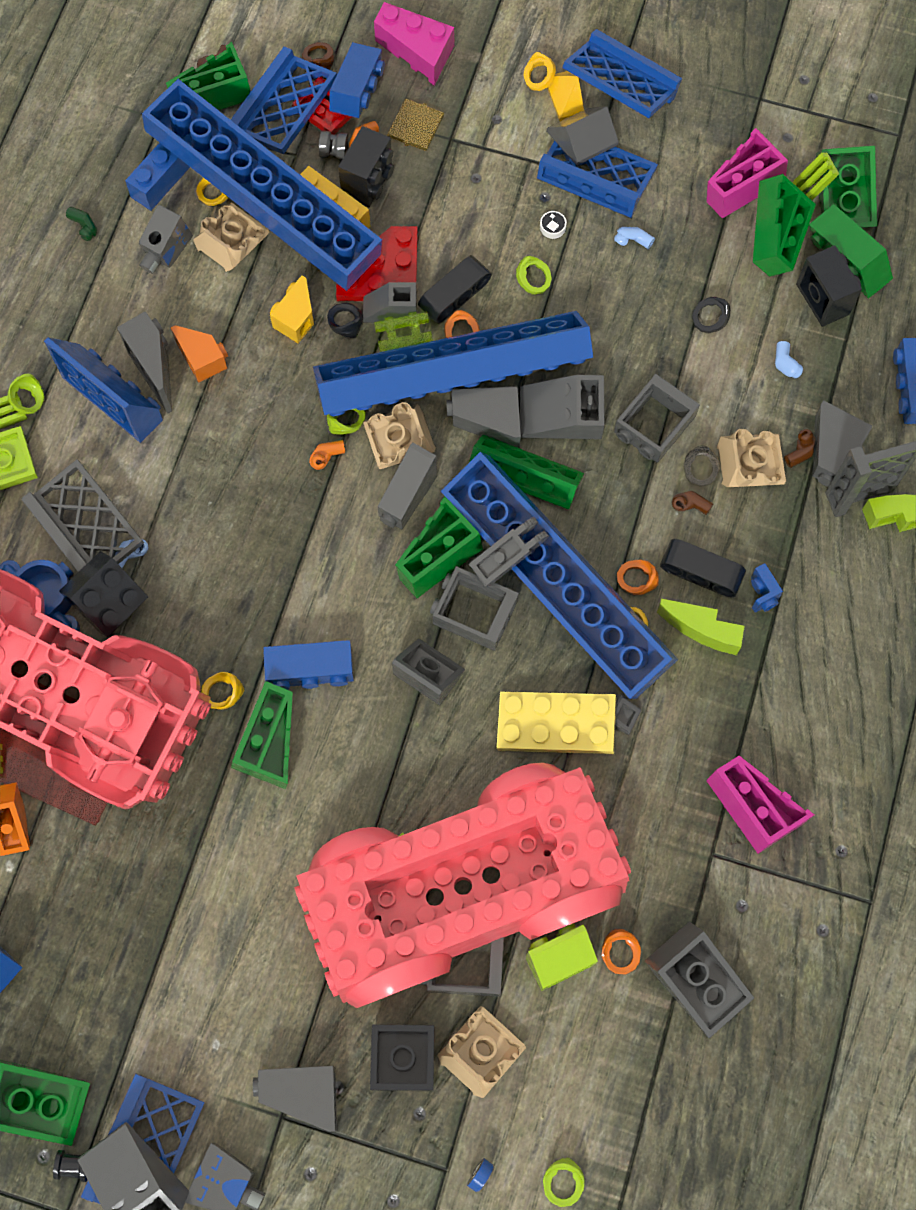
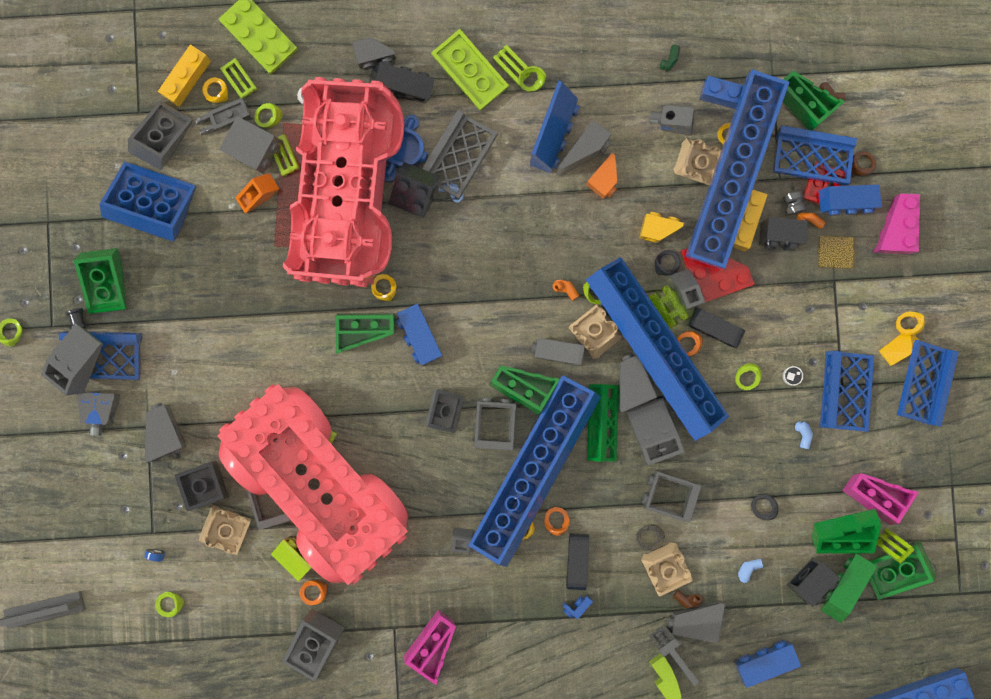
camera: 70 degrees right, 15 degrees up
(506, 553) = (532, 434): dark grey hinge -> none
(556, 722) = (439, 504): light yellow plate -> none
(585, 134) = (871, 373): dark grey slope -> none
(691, 500) = (623, 538): reddish brown arm -> none
(701, 625) = (537, 575): lime slope -> none

